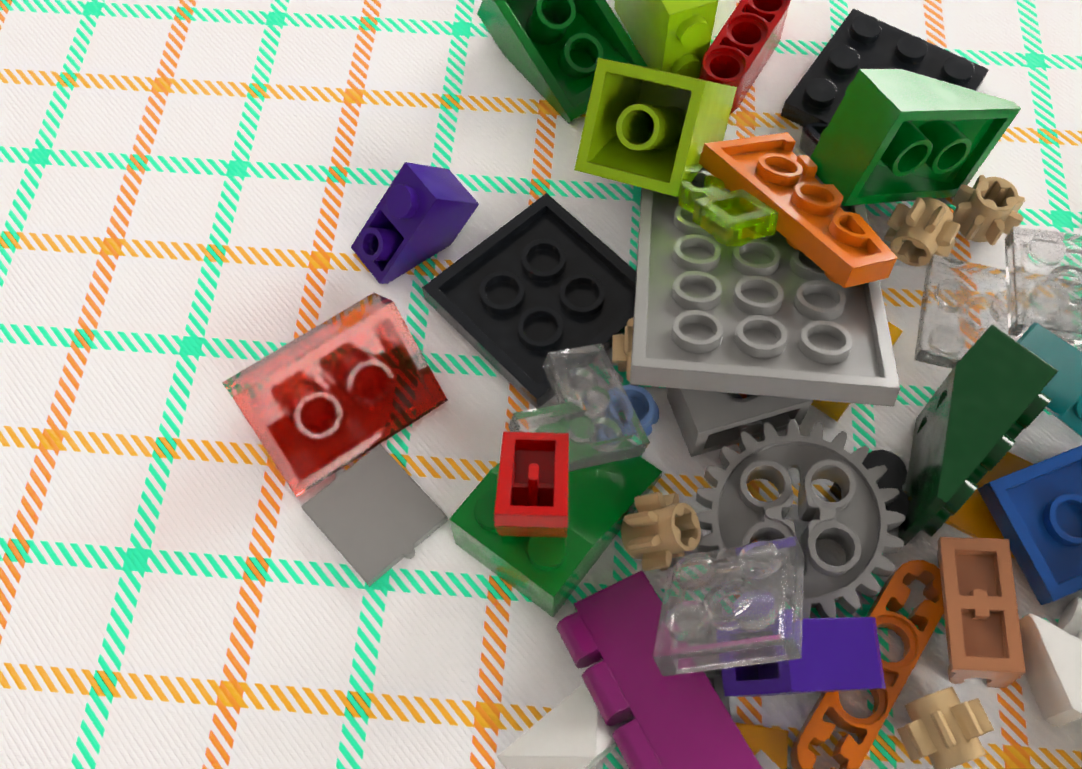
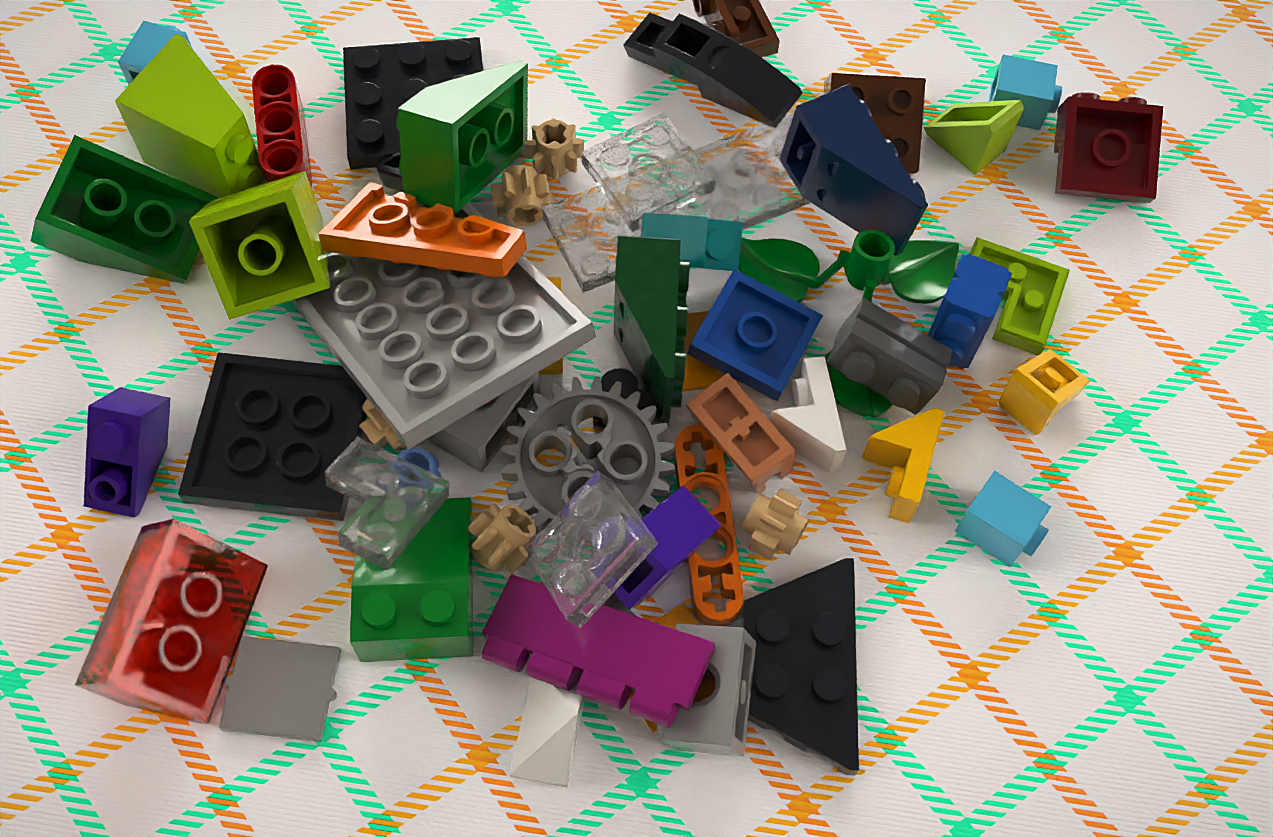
camera: 45 degrees left, 0 degrees up
(533, 485) = (397, 568): red slope -> none
(727, 215) = (381, 277): clear neon green plate -> none

